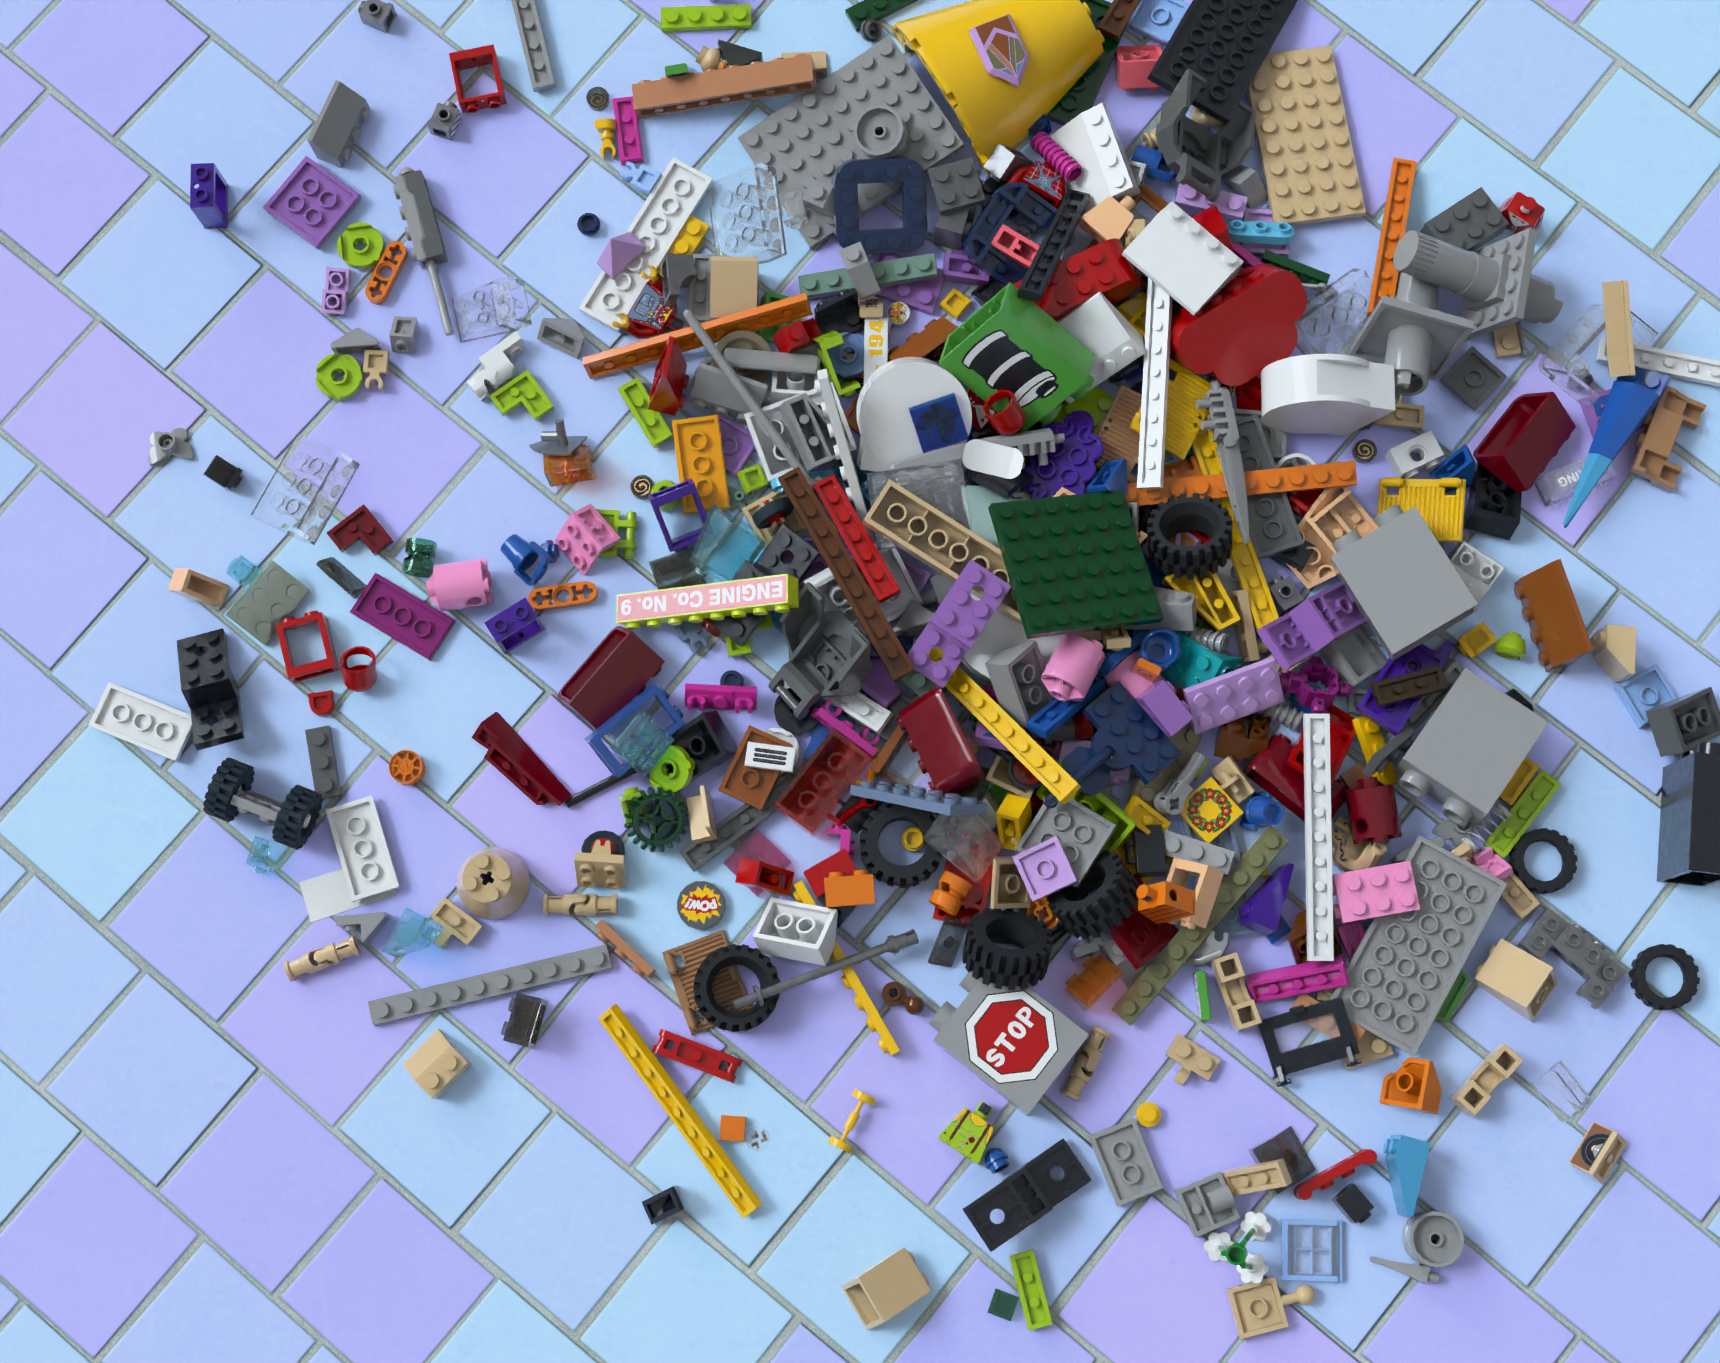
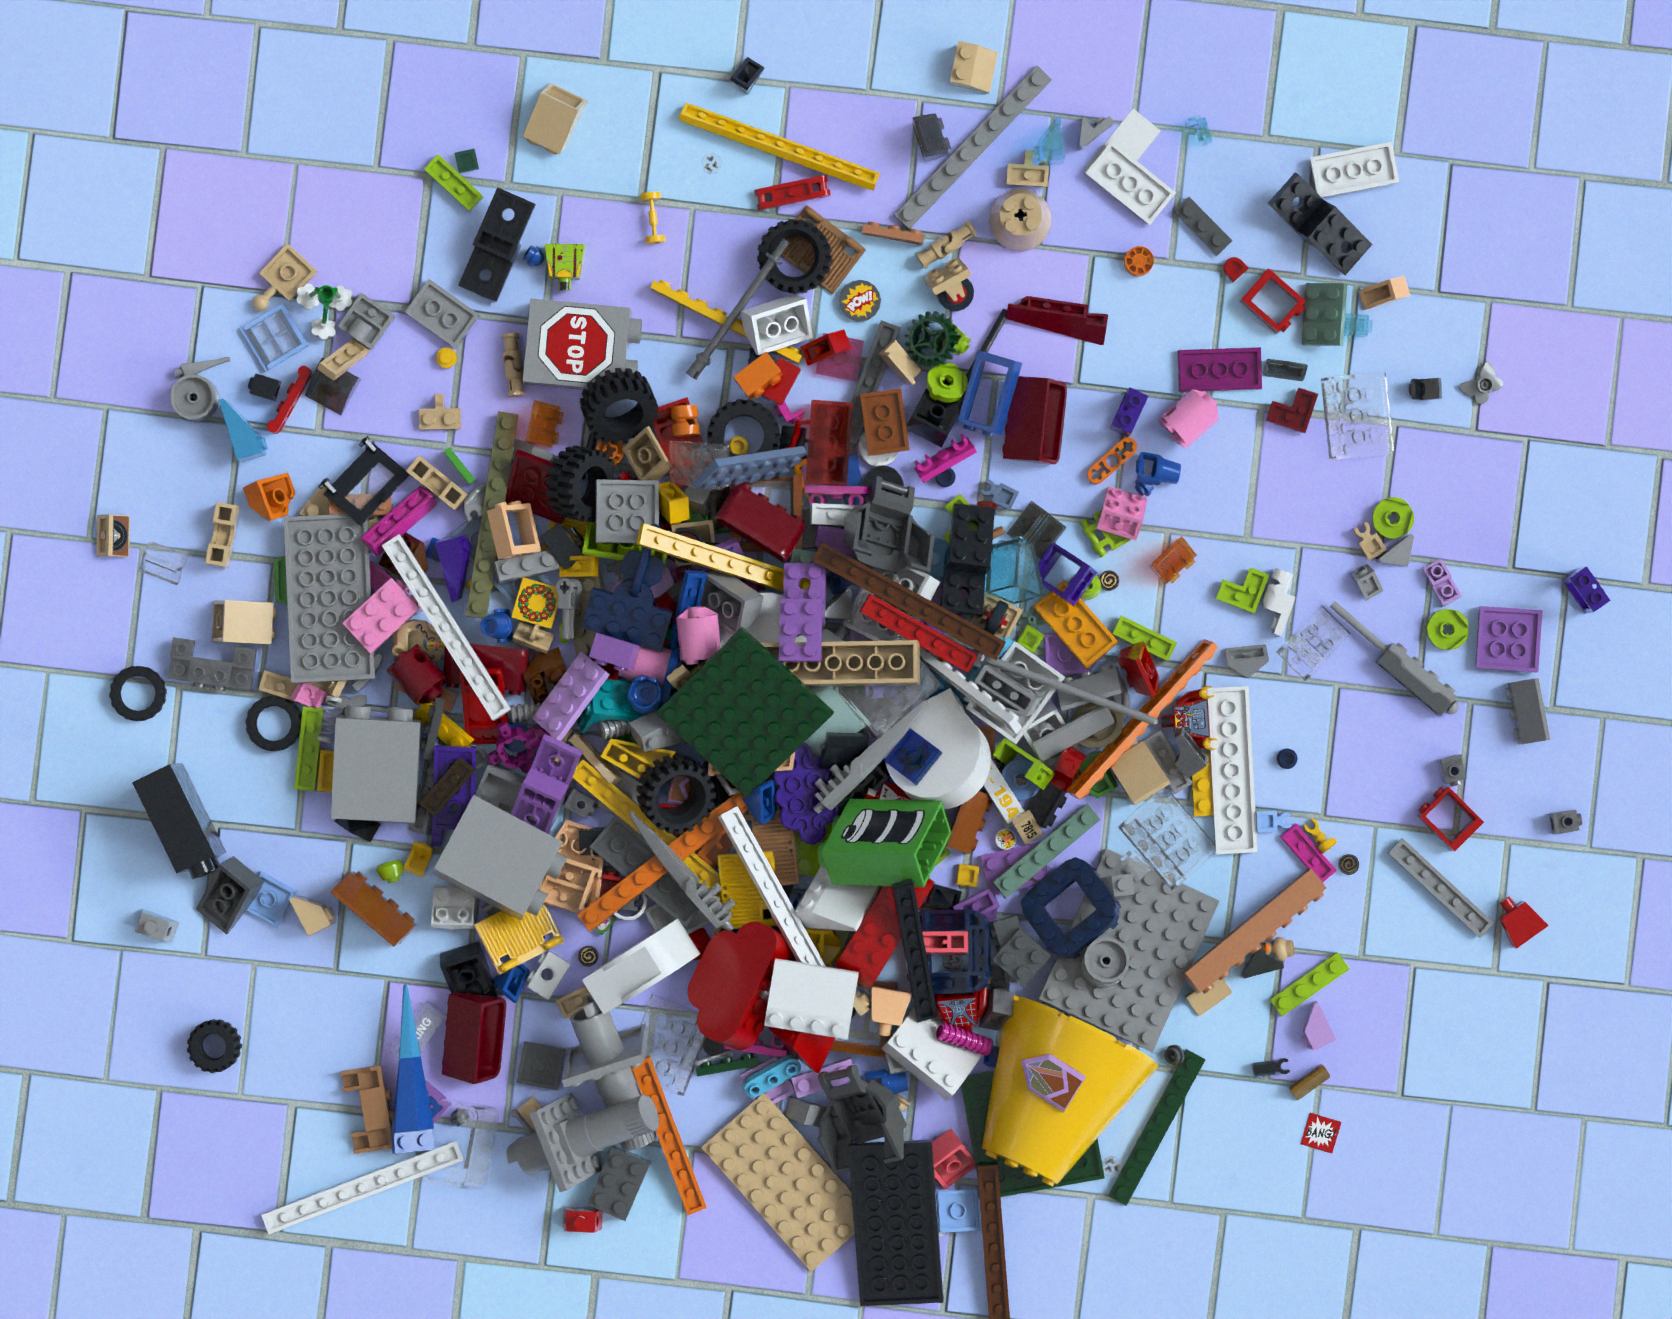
camera: 150 degrees right, 10 degrees up
(232, 794) = (1194, 171): black plate -> none
(325, 956) = (1100, 95): tan piece -> none
(358, 677) = (1219, 304): red helmet -> none
(373, 284) = (1419, 614): orange beam -> none
(419, 561) = (1236, 419): clear green wheel -> none
(557, 442) = (1190, 569): flat silver shield -> none
(620, 253) = (1244, 747): lavender slope -> none
(642, 743) = (975, 383): clear light blue plate -> none
(676, 69) = (1300, 921): bright green tile -> none
(708, 601) = (998, 517): brick -> none
(732, 1128) = (734, 159): orange tile -> none
(770, 757) = (877, 435): white tile -> none
(860, 270) = (1051, 846): light grey slope -> none
(914, 1004) = (661, 327): reddish brown plate -> none
(948, 942) = (665, 387): clear smoke slope -> none
(992, 459) = (856, 755): white sticker -> none
(1008, 420) = (863, 795): red helmet -> none
(1045, 869) = (626, 477): lavender plate -> none
(1084, 949) = (564, 441): dark grey plate -> none
(1146, 669) = (645, 671): orange tile -> none
(1165, 901) = (535, 505): orange torso -> none
(1618, 328) = (454, 1164): tan panel -> none

